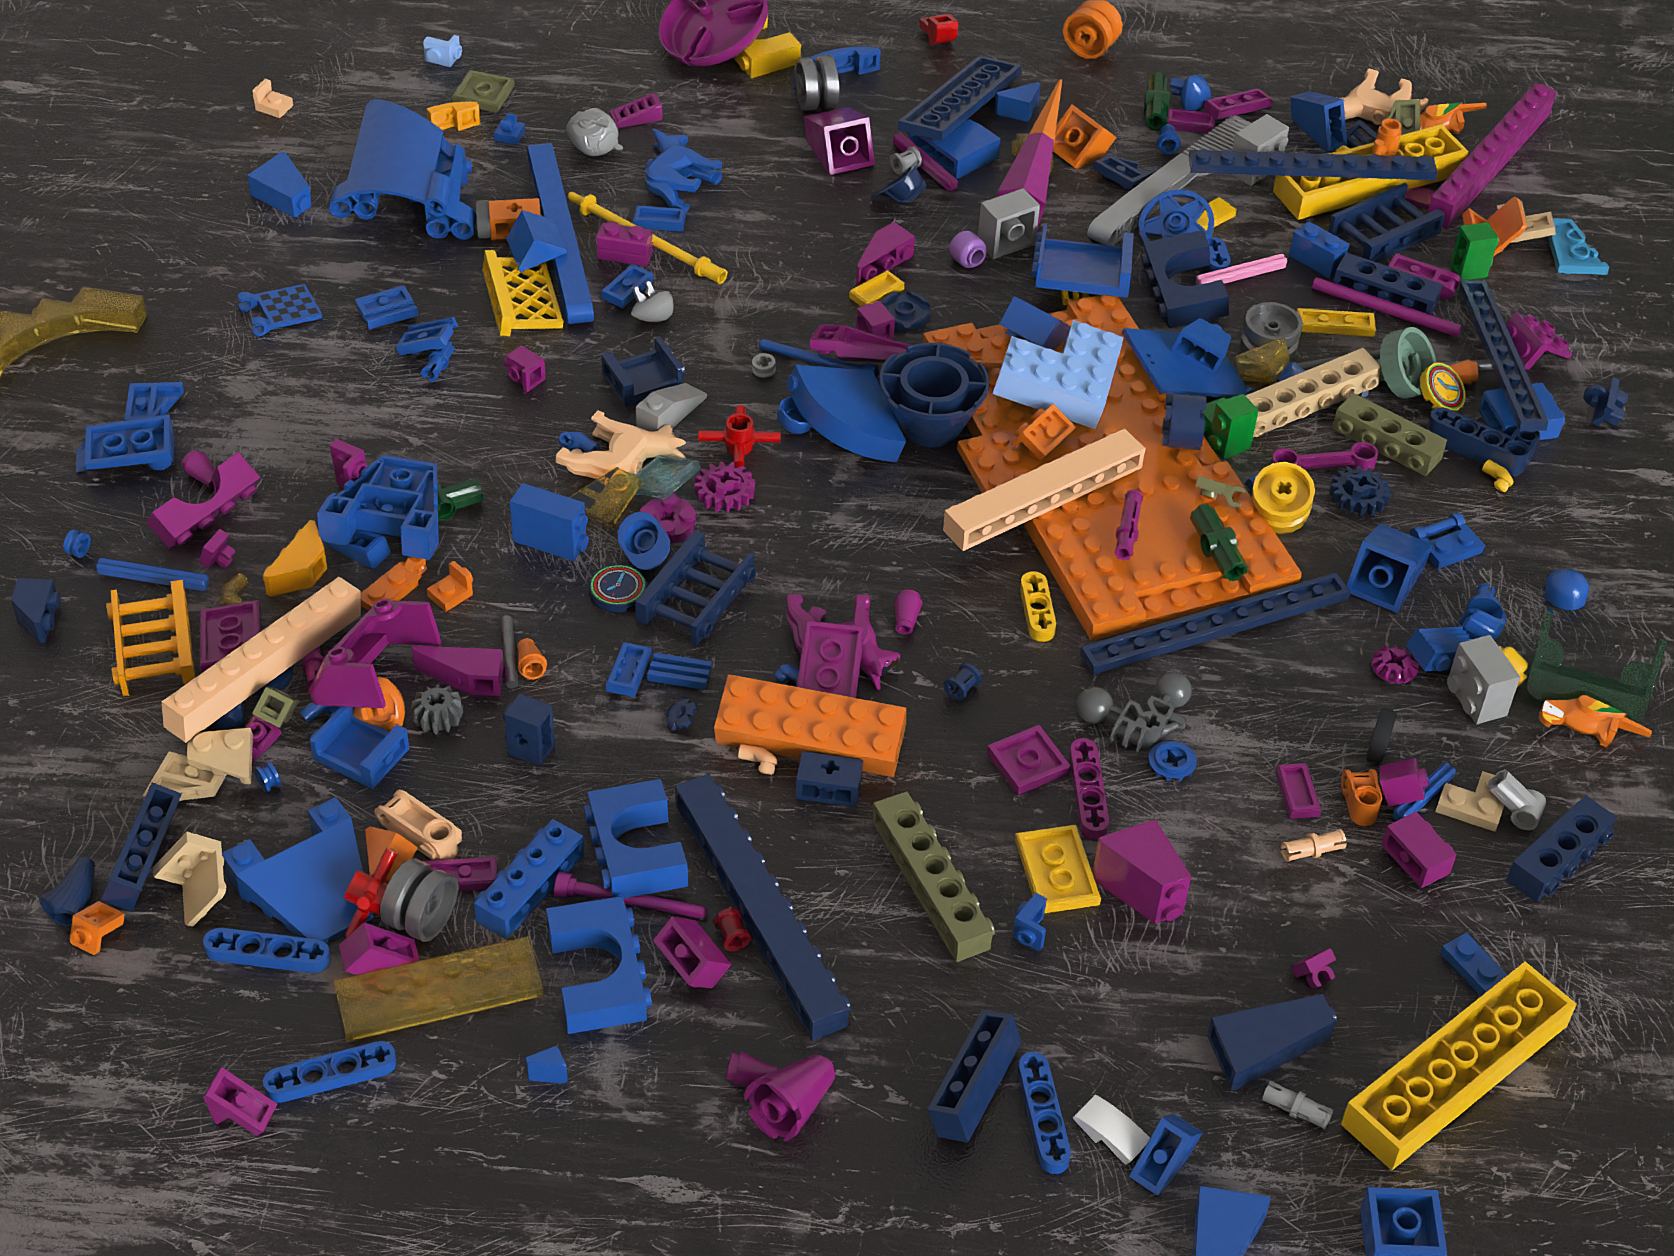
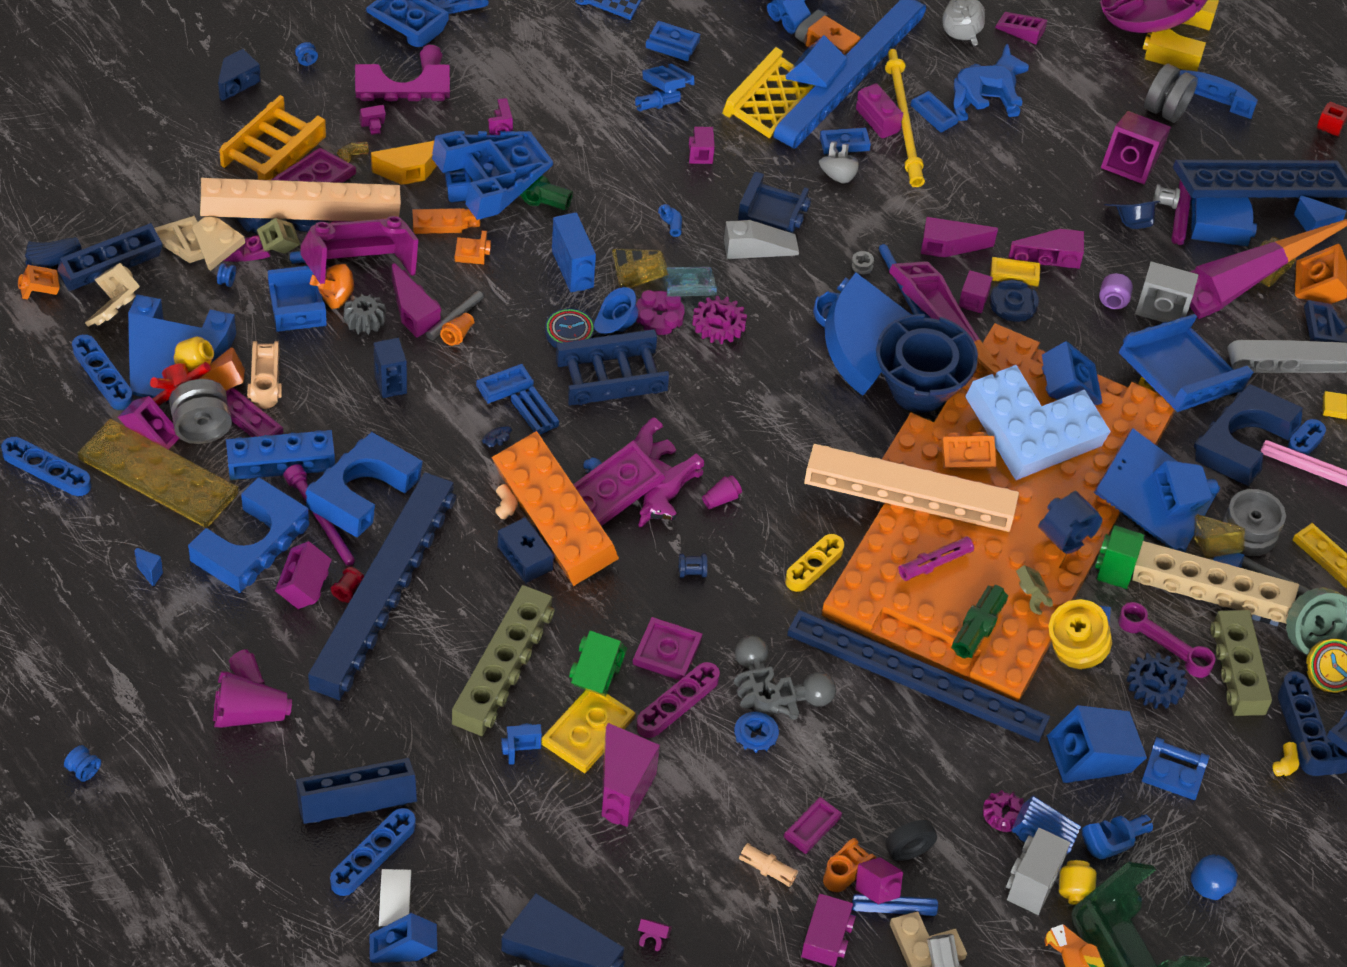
camera: 45 degrees right, 5 degrees up
(151, 574) = (324, 105): blue axle -> none
(348, 856) = (193, 352): none -> yellow head
(627, 448) = (690, 247): light nougat animal -> none
(739, 435) = (775, 294): red bar -> none
(803, 298) = (952, 238): none -> magenta slope
(1014, 806) = (598, 663): none -> green brick
(1175, 218) = (1306, 387): blue wheel -> none

